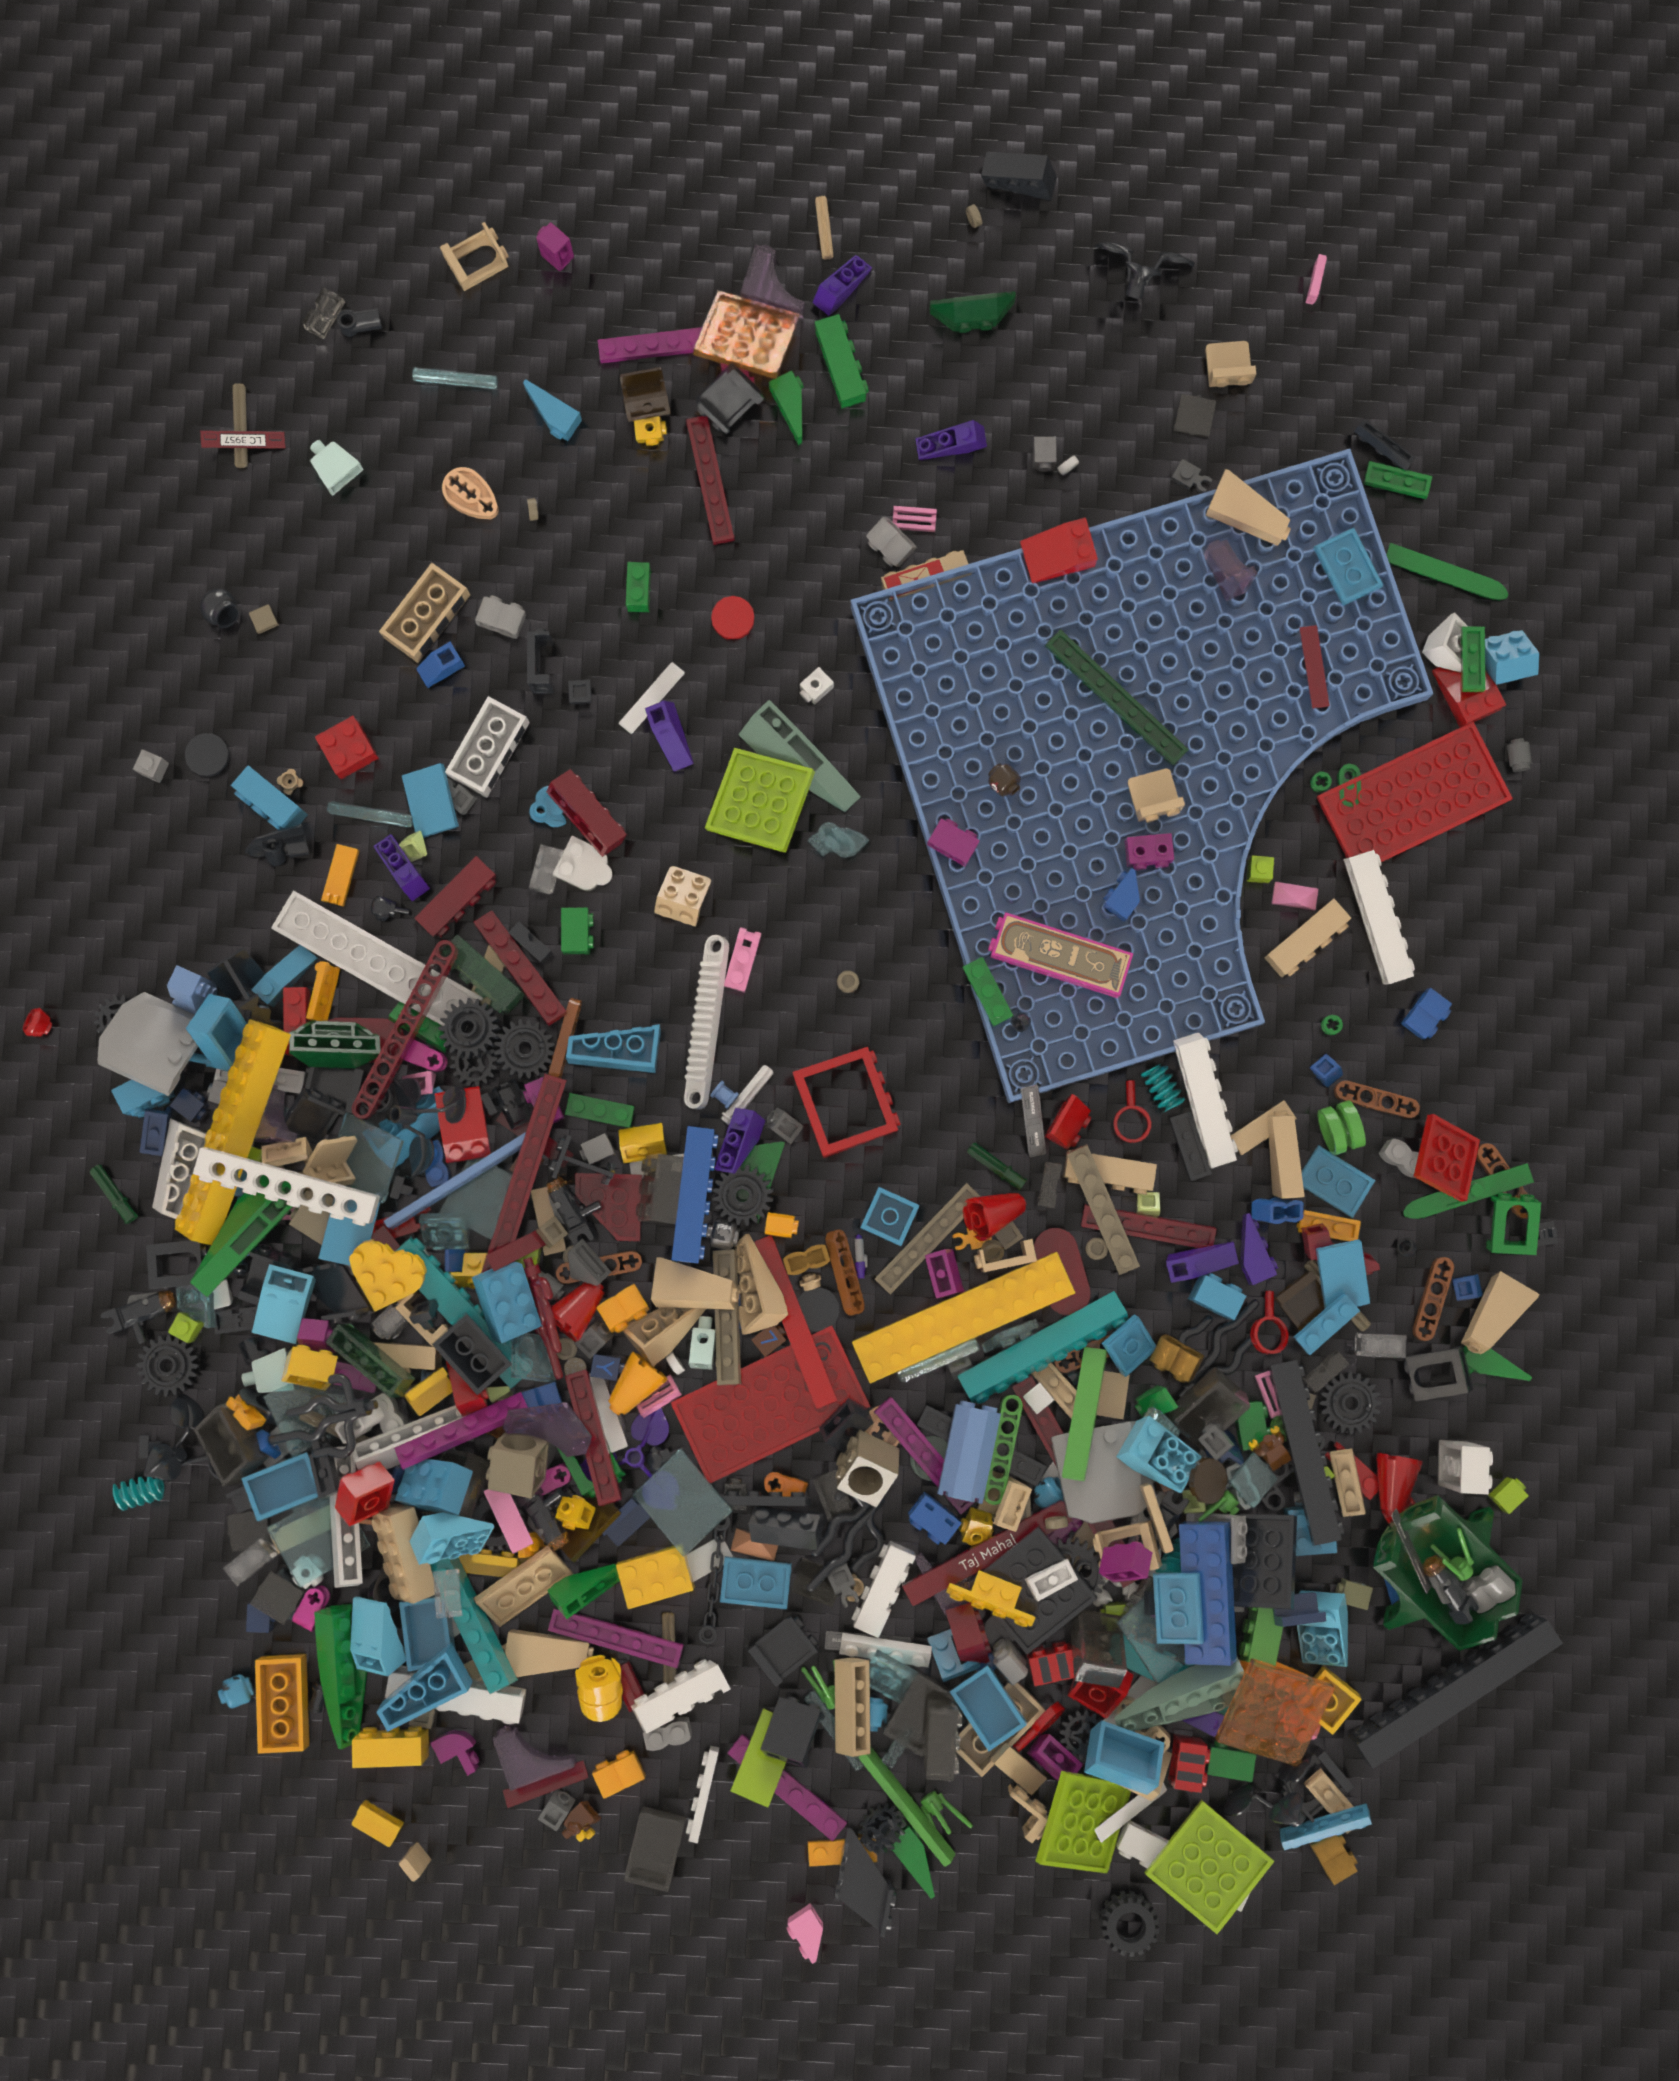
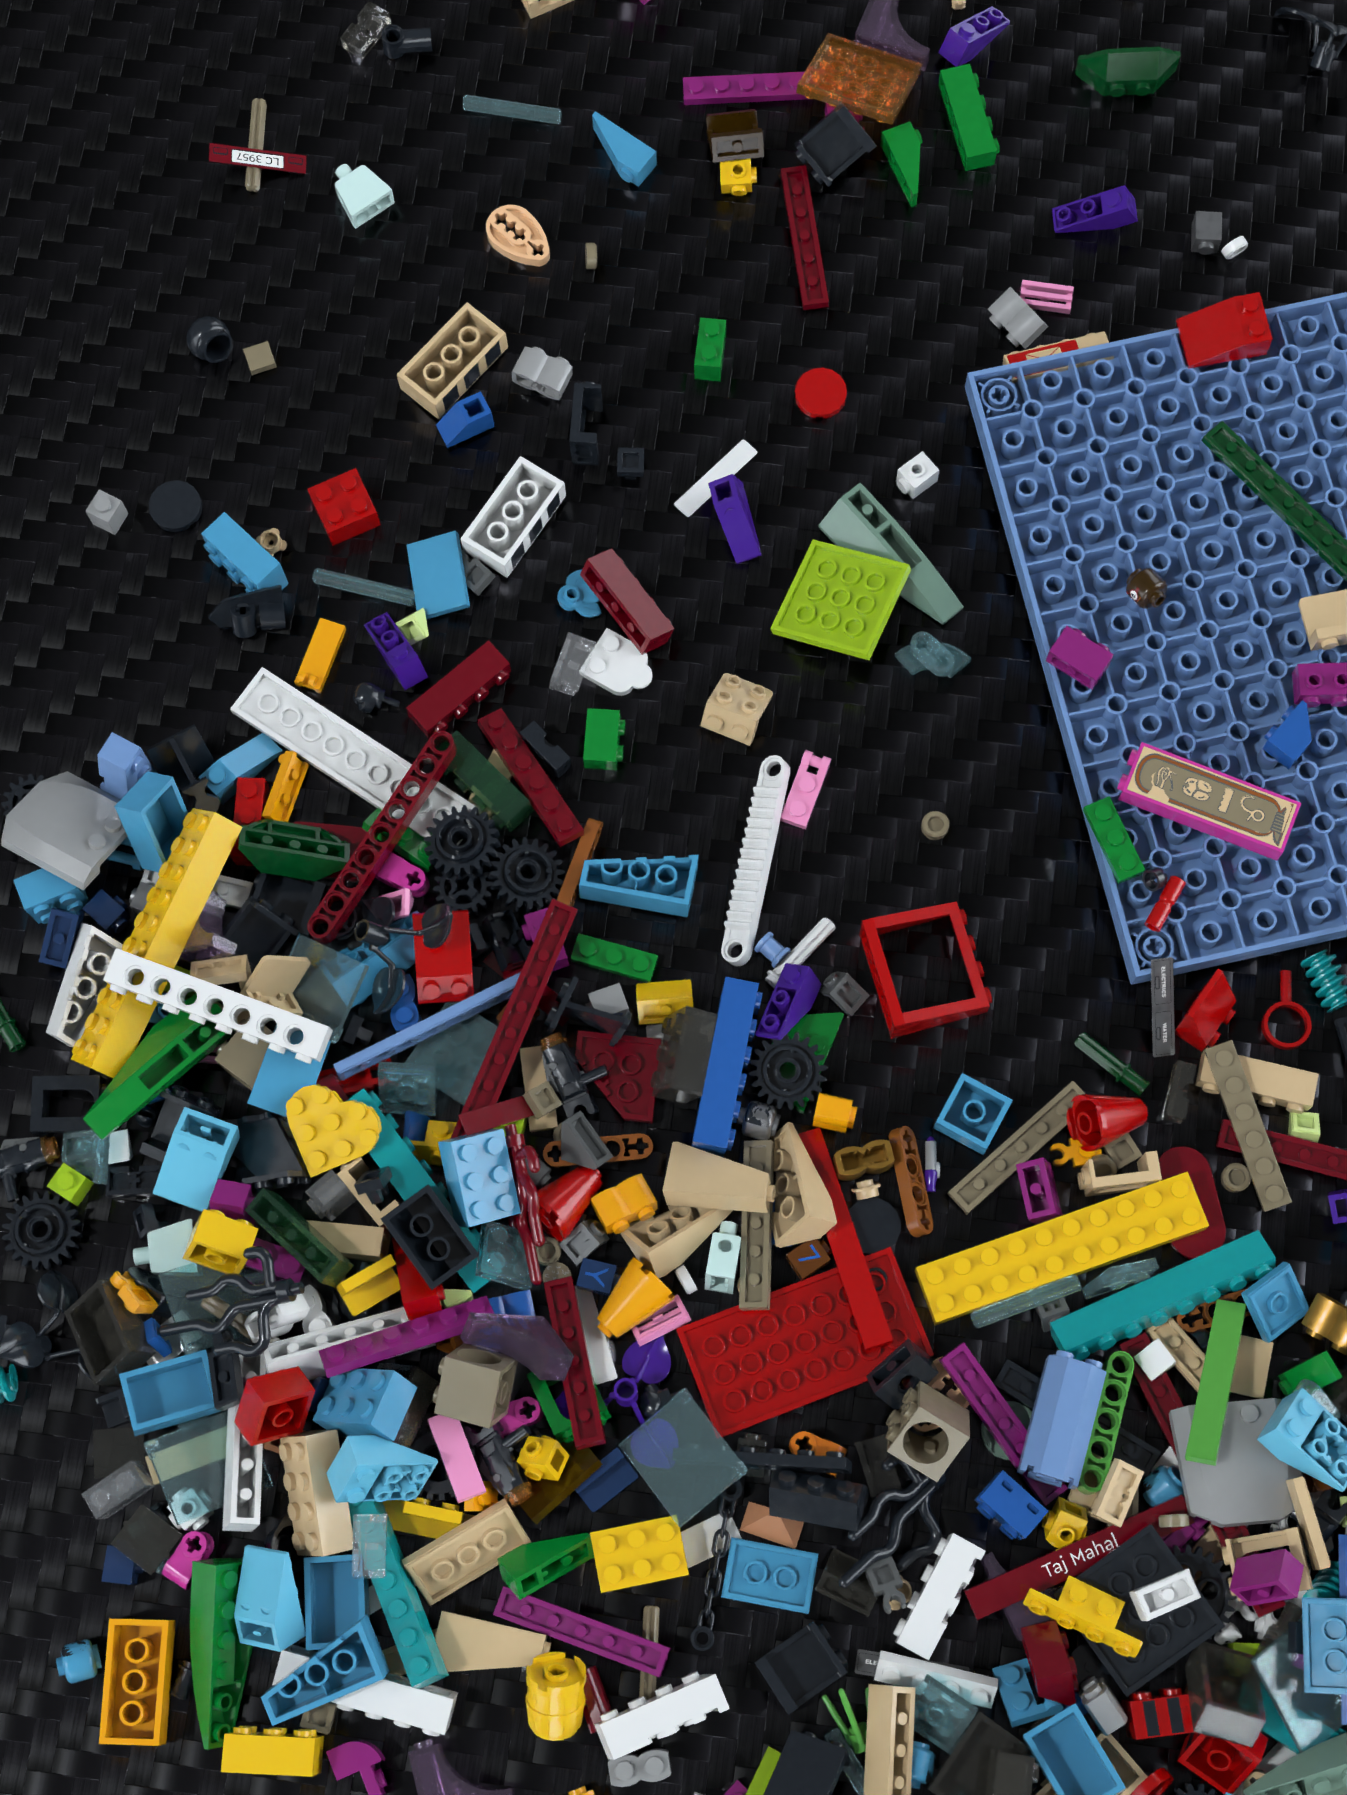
camera: 10 degrees right, 10 degrees down
(1031, 1038) = (1166, 900): none -> red piece

